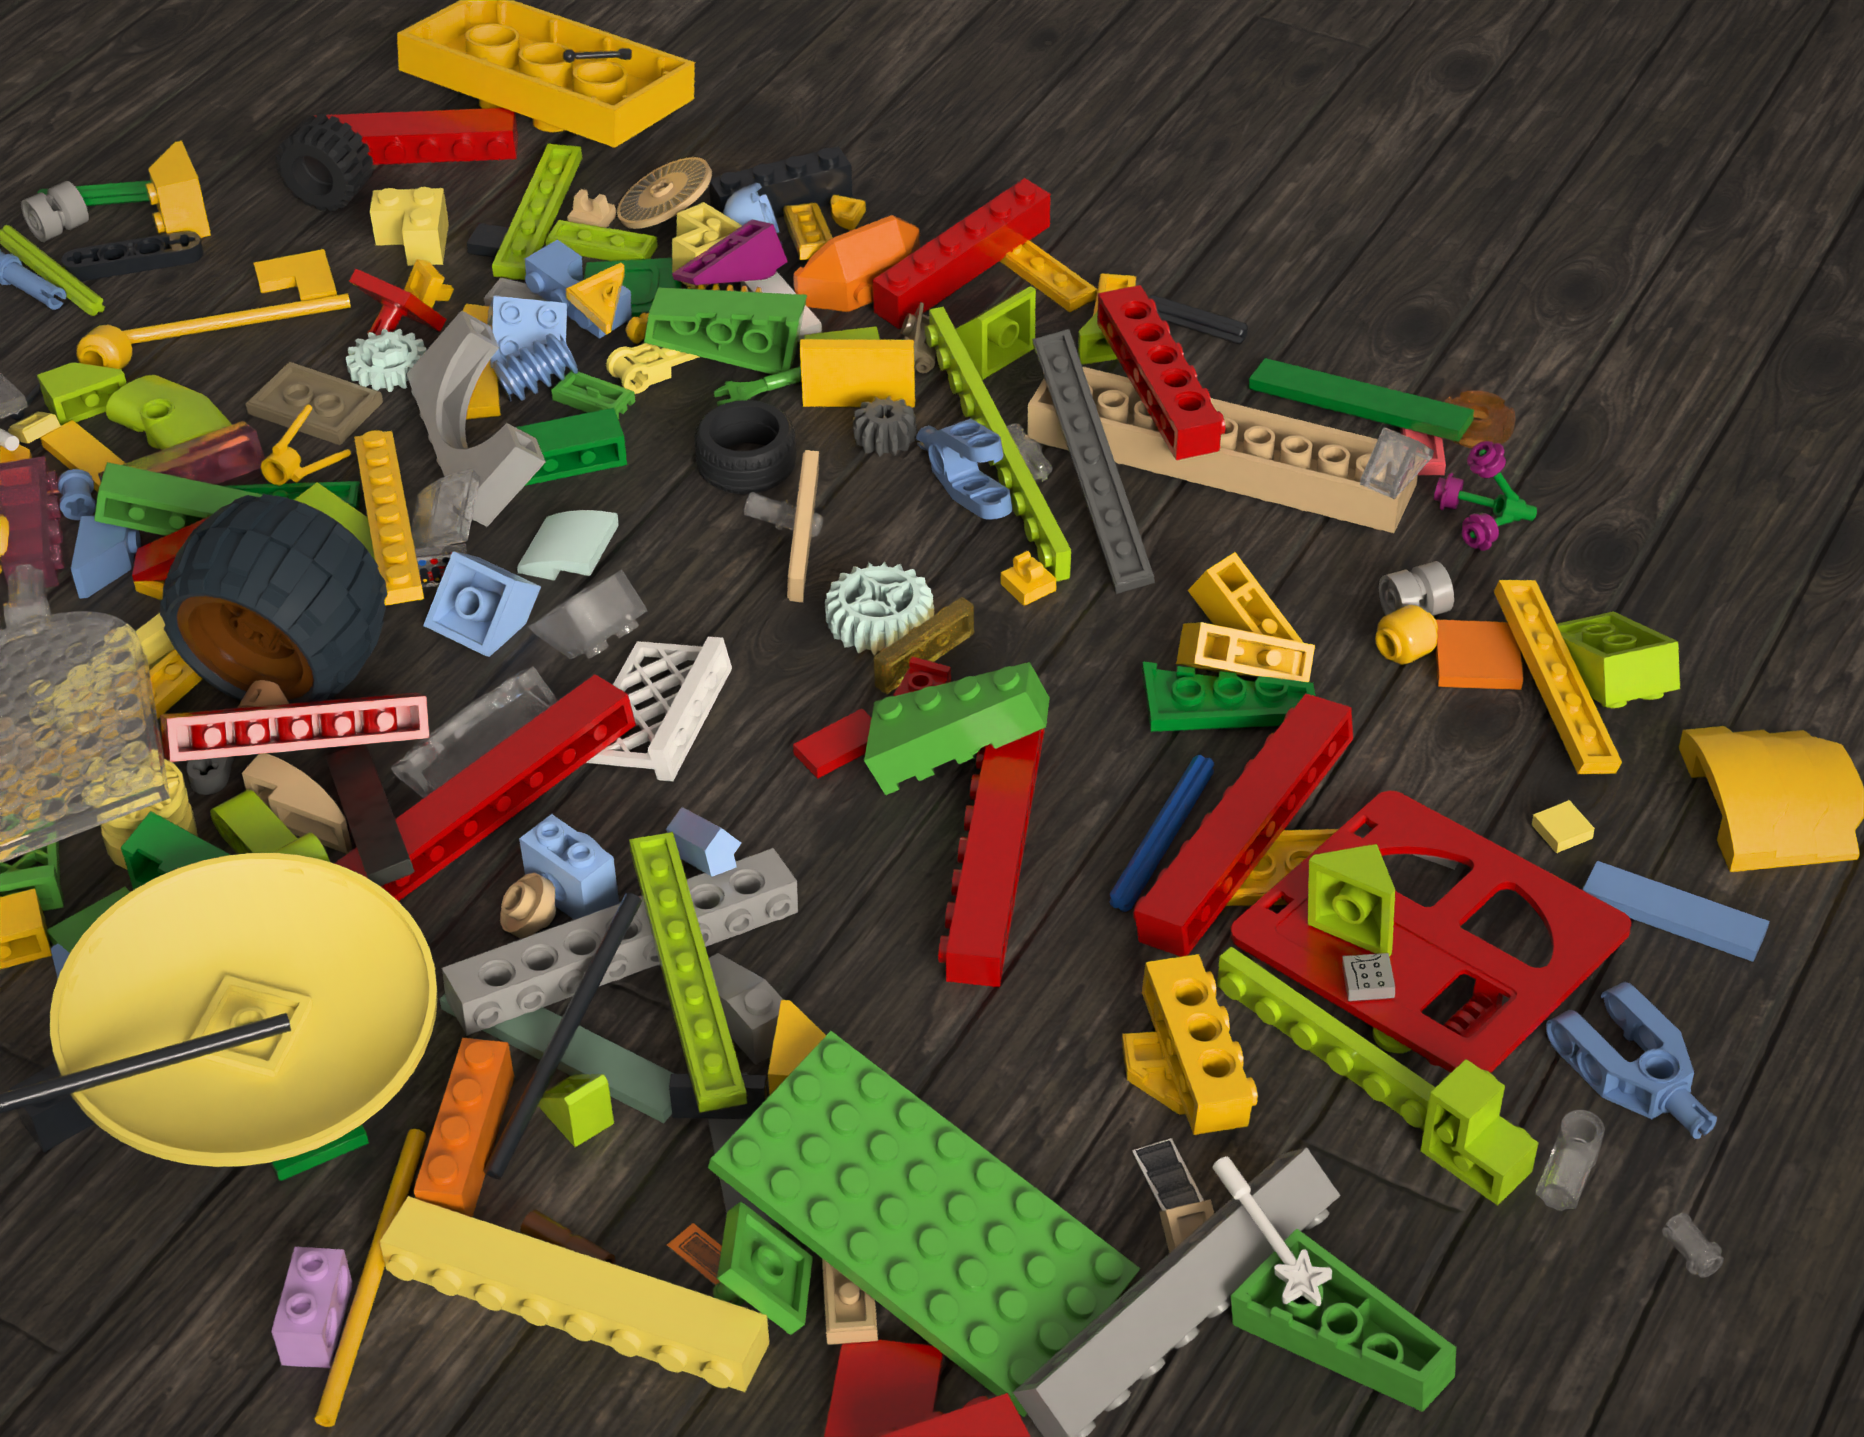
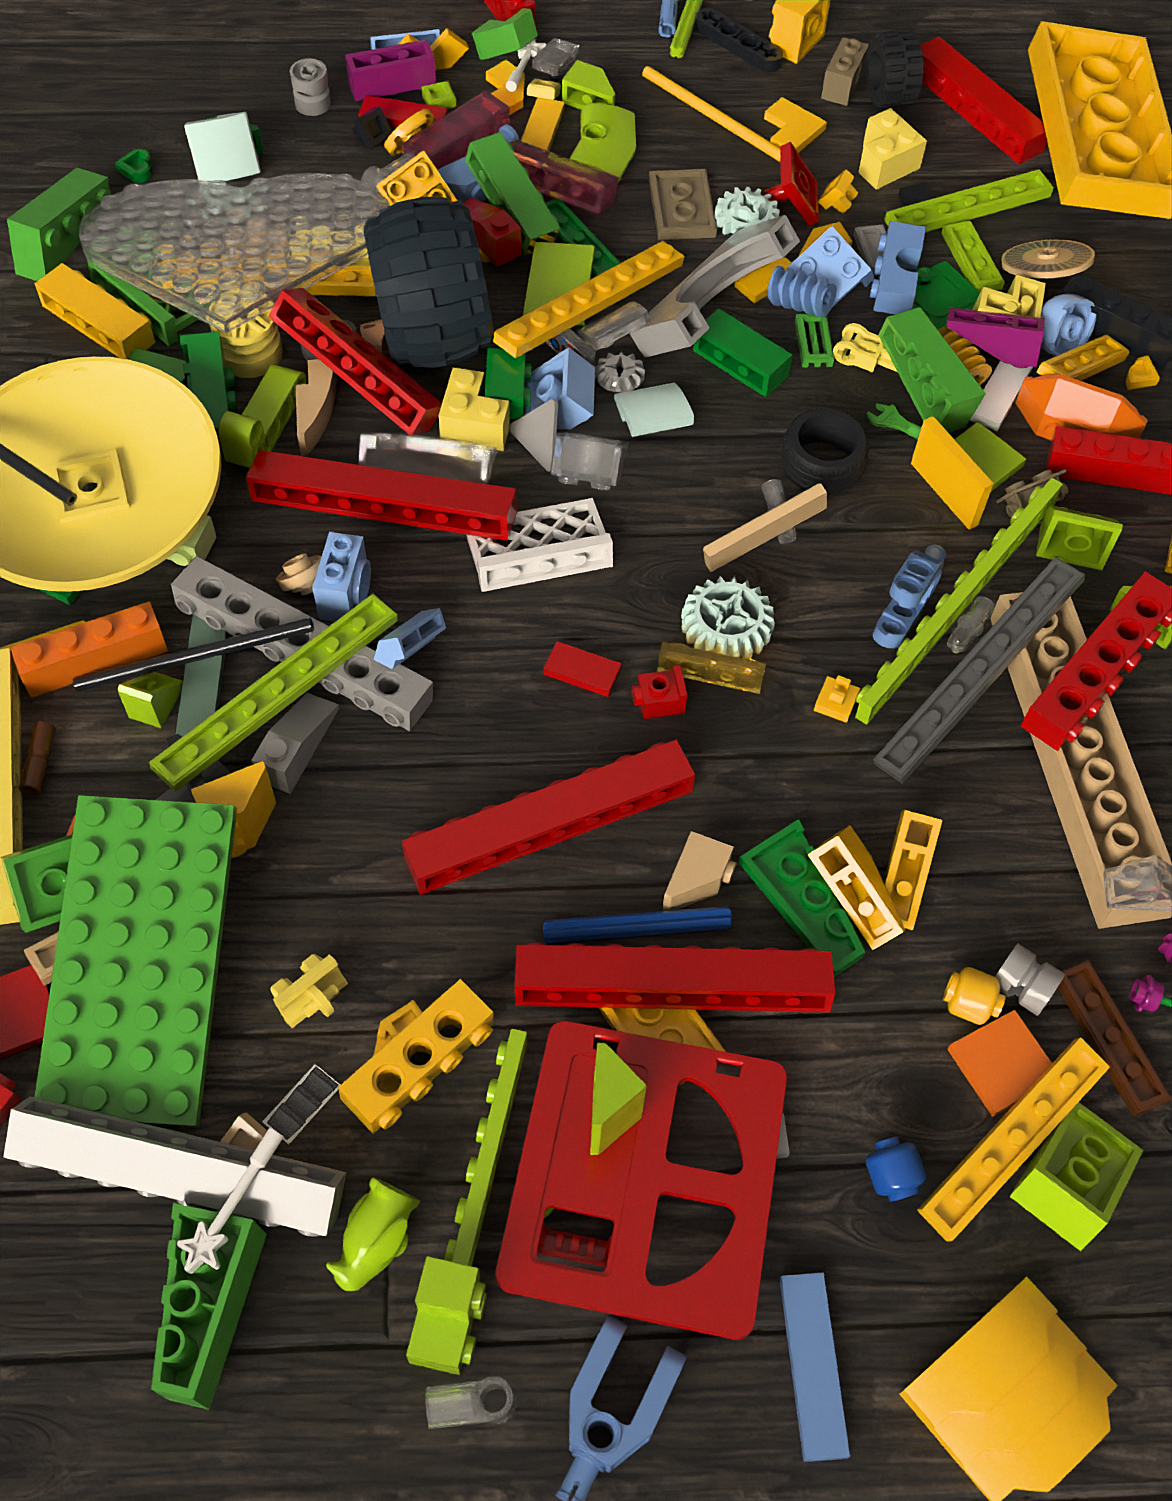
camera: 55 degrees right, 15 degrees up
(88, 579) = (415, 180): none -> yellow slope
(105, 347) = (634, 78): yellow head -> none
(275, 202) = (844, 71): none -> dark tan brick
(285, 461) = (599, 219): yellow plant -> none
(369, 815) = (306, 445): pearl dark grey tile -> none
(432, 635) = (506, 380): none -> green brick
(447, 678) = (471, 415): none -> light yellow brick
(506, 556) = (630, 379): none -> light grey gear
(521, 638) = (538, 432): none -> light grey piece
(592, 211) = (996, 233): tan tile -> none
(599, 296) = (889, 281): yellow tile -> none
(623, 53) = (1150, 148): black hinge -> none
(884, 426) = (920, 521): dark grey gear -> none
(952, 722) = (621, 724): bright green wedge -> none
(1059, 1104) = (311, 991): none -> light yellow hips
(1140, 757) = (699, 872): none -> tan slope
(1360, 1156) = (373, 1235): none -> lime animal
(1368, 977) = (553, 1149): light grey tile -> none
(1481, 576) = (1112, 1039): none -> reddish brown tile
(1534, 765) = (895, 1169): none -> blue head
(1562, 826) = (849, 1225): light yellow tile -> none

